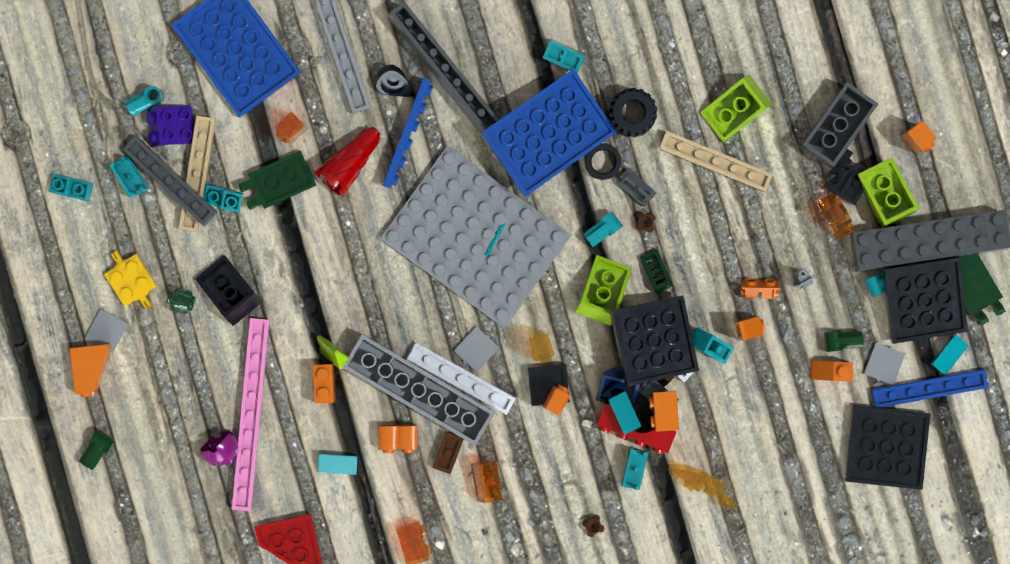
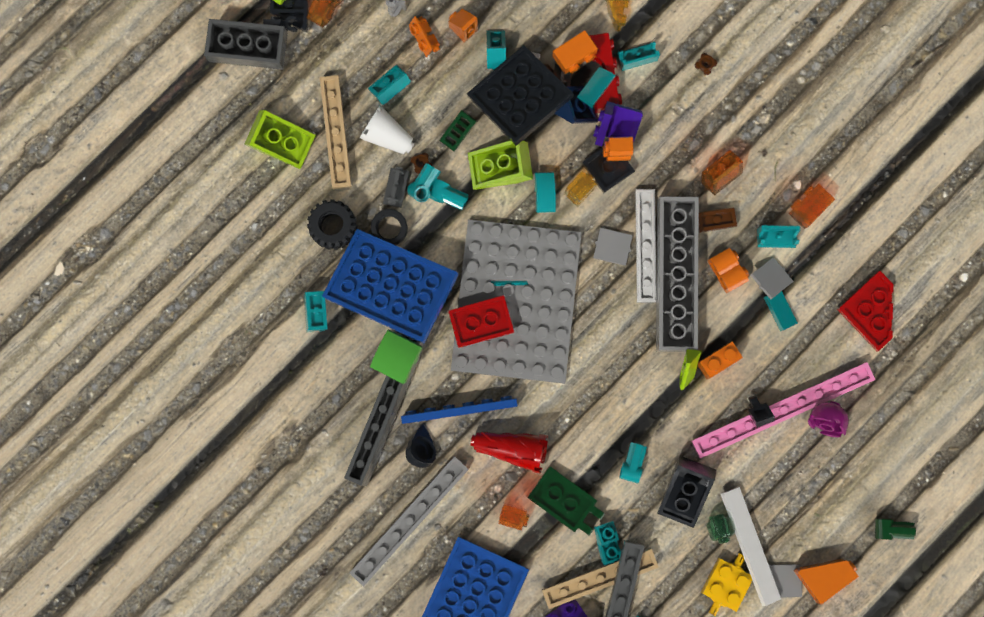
camera: 110 degrees left, 5 degrees down
(151, 318) = (750, 546): none -> white tile
(259, 390) = (759, 412): none -> black plate
(275, 255) = (632, 467): none -> teal piece
(369, 471) = (771, 278): none -> light grey piece
(402, 498) = (777, 236): none -> teal hinge
(473, 194) = (481, 321): none -> red plate
(483, 103) = (396, 356): none -> bright green slope
(557, 316) = (545, 192): none -> teal slope
(582, 414) = (617, 122): none -> dark purple bracket
(624, 213) = (424, 181): none -> teal piece
(688, 205) = (387, 132): none -> white cone
(732, 233) = (389, 84): none -> teal slope

